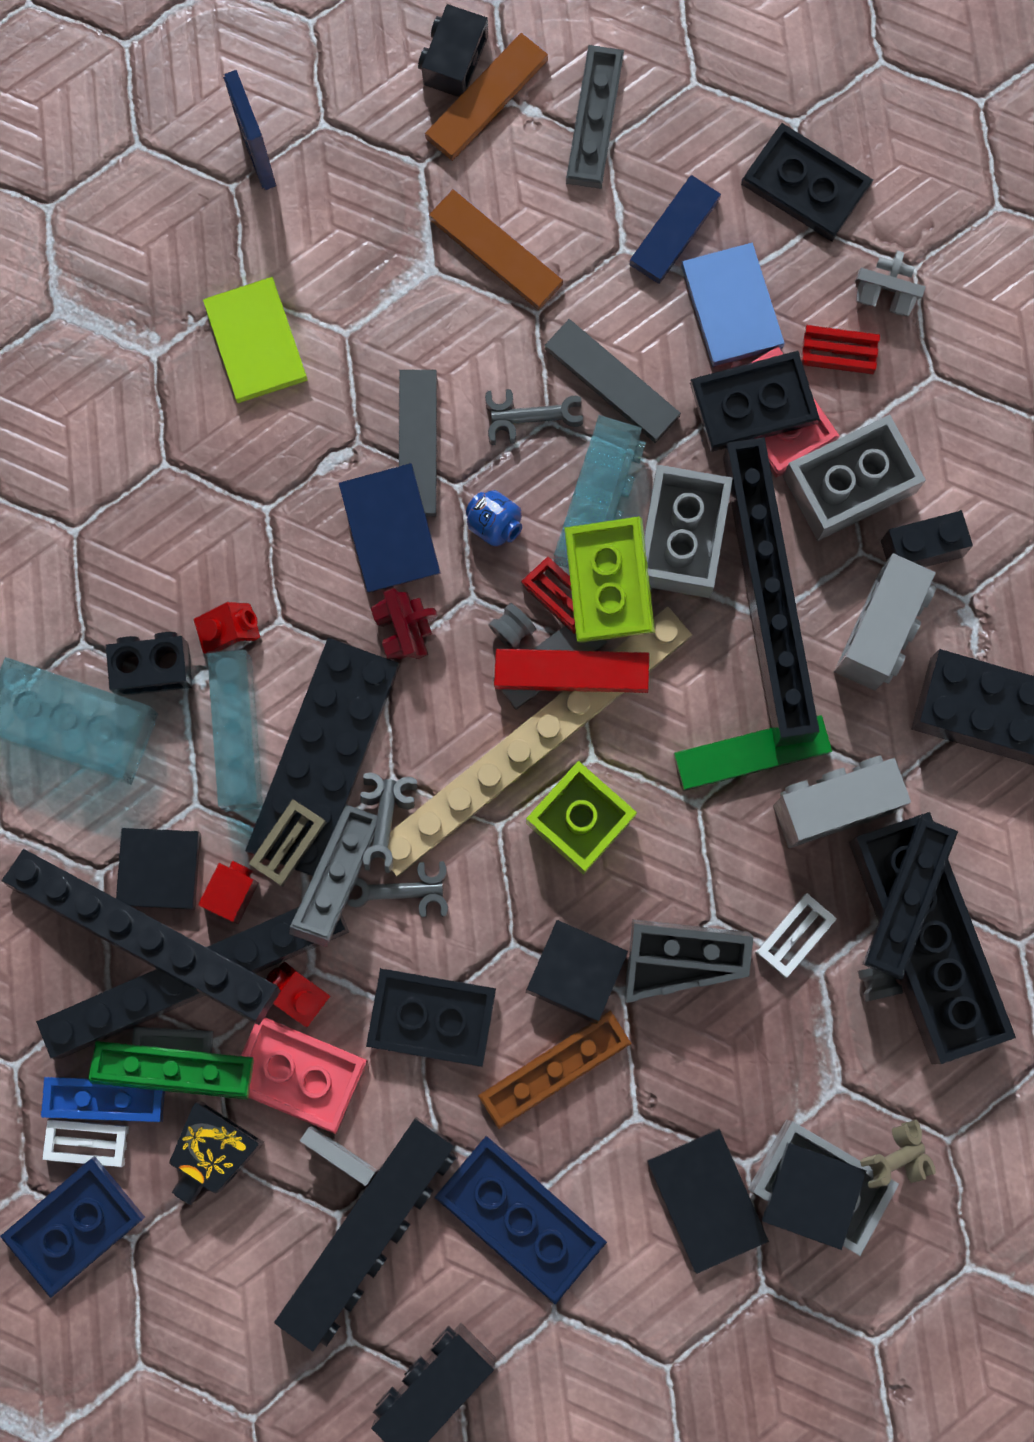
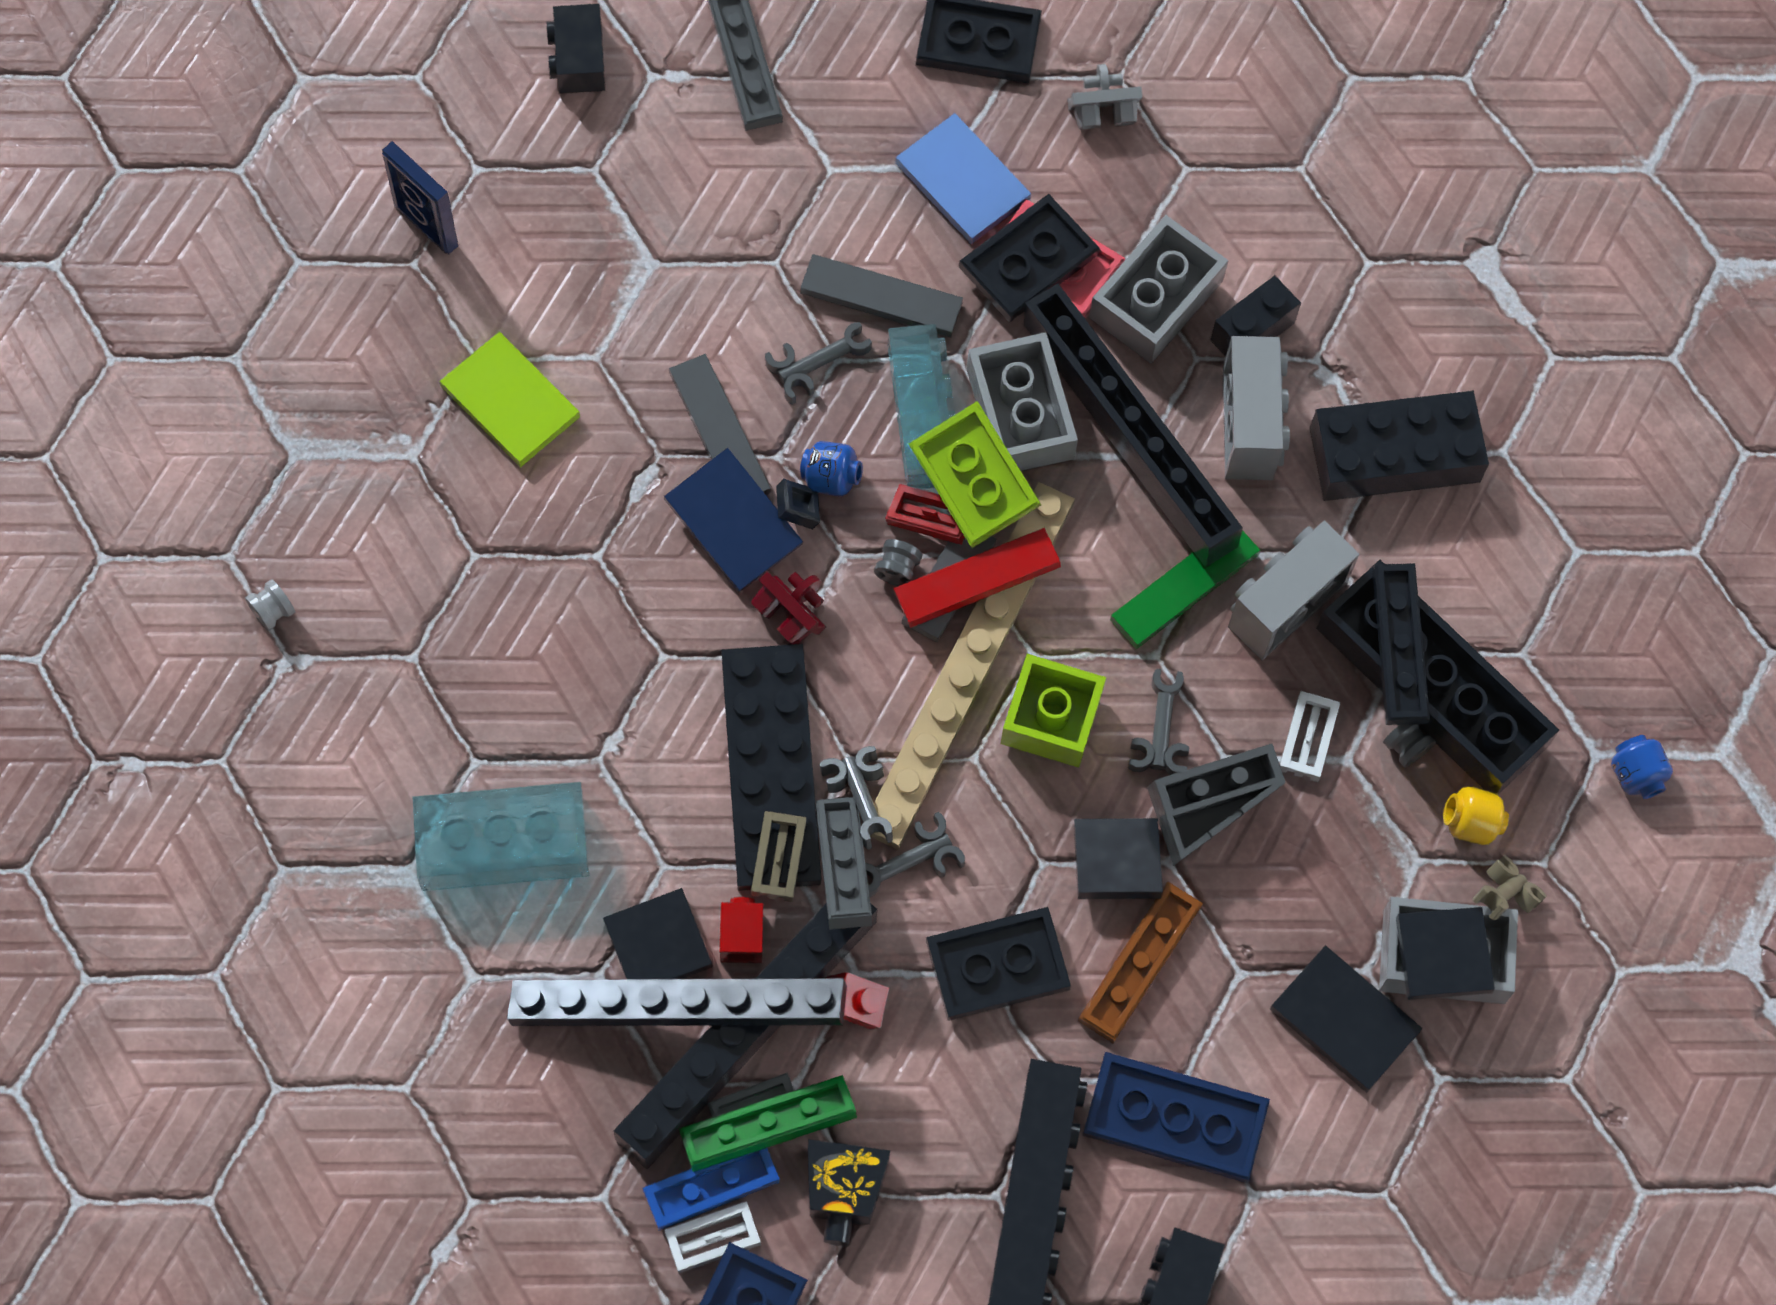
camera: 30 degrees left, 10 degrees down
(148, 675) = (562, 758): black brick -> none
(226, 626) = (614, 681): red bracket -> none
(235, 731) = (674, 775): clear light blue brick -> none
(302, 1074) = (897, 1075): coral tile -> none
(338, 1155) = (972, 1132): light grey tile -> none
(451, 537) = (797, 504): none -> black tile
(486, 96) = (629, 79): dark orange tile -> none
(495, 249) = (707, 219): dark orange tile -> none
(657, 893) = (1158, 754): none -> dark grey bar
(675, 229) = (873, 131): dark blue tile -> none
(840, 335) = (1082, 165): red tile -> none
(906, 1074) = (1475, 815): none -> yellow head

